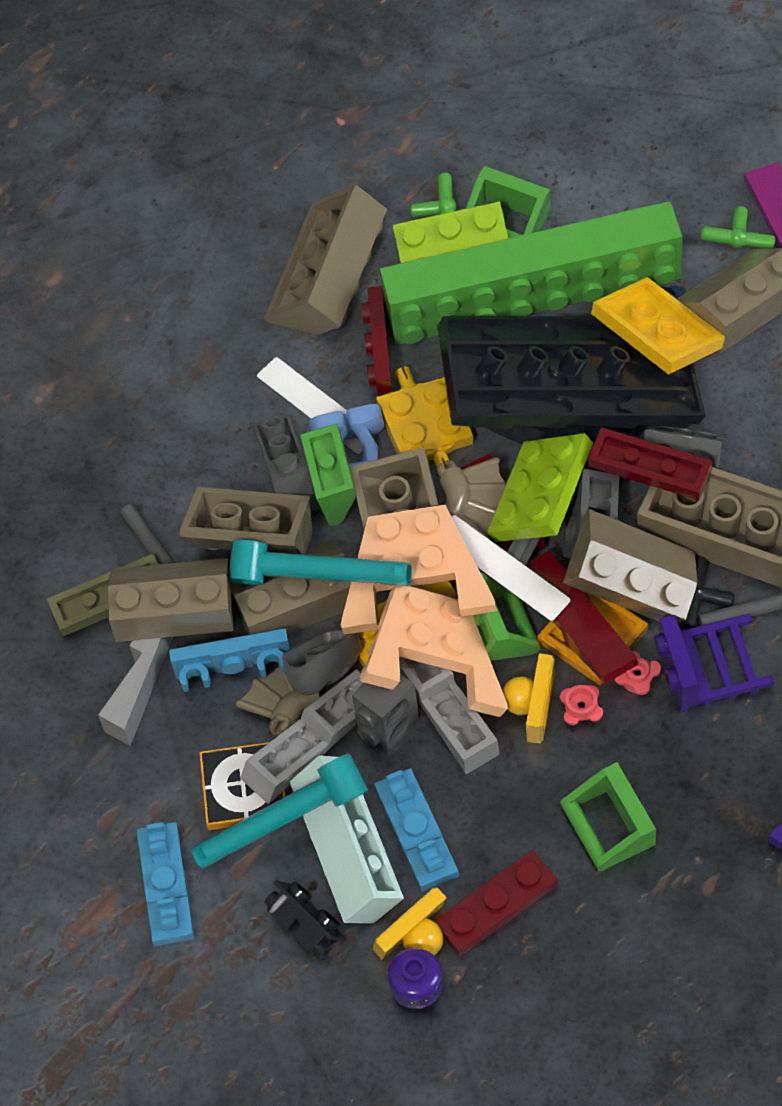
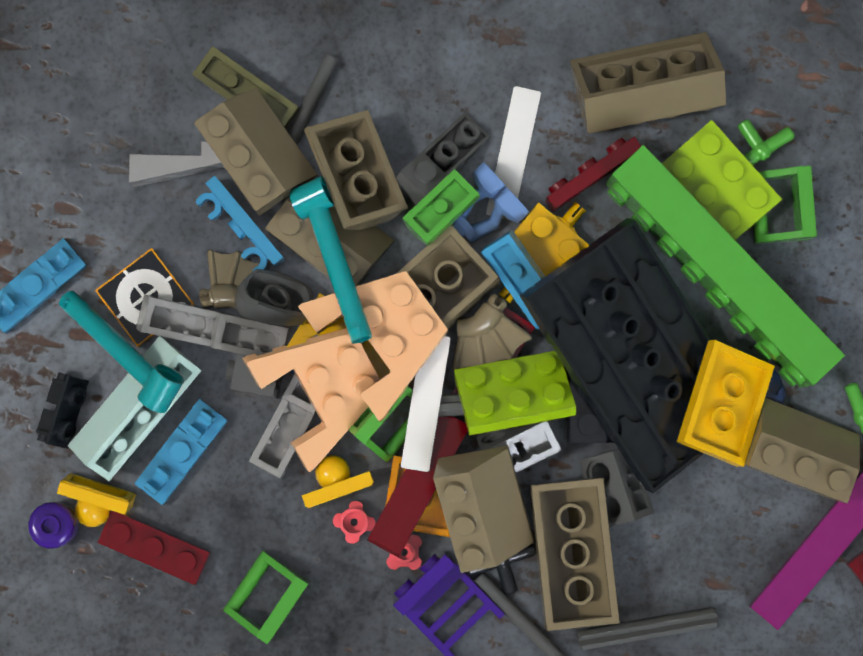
camera: 50 degrees right, 25 degrees up
(435, 435) = (514, 267): none -> dark azure plate
(650, 463) = (577, 475): dark red plate -> none

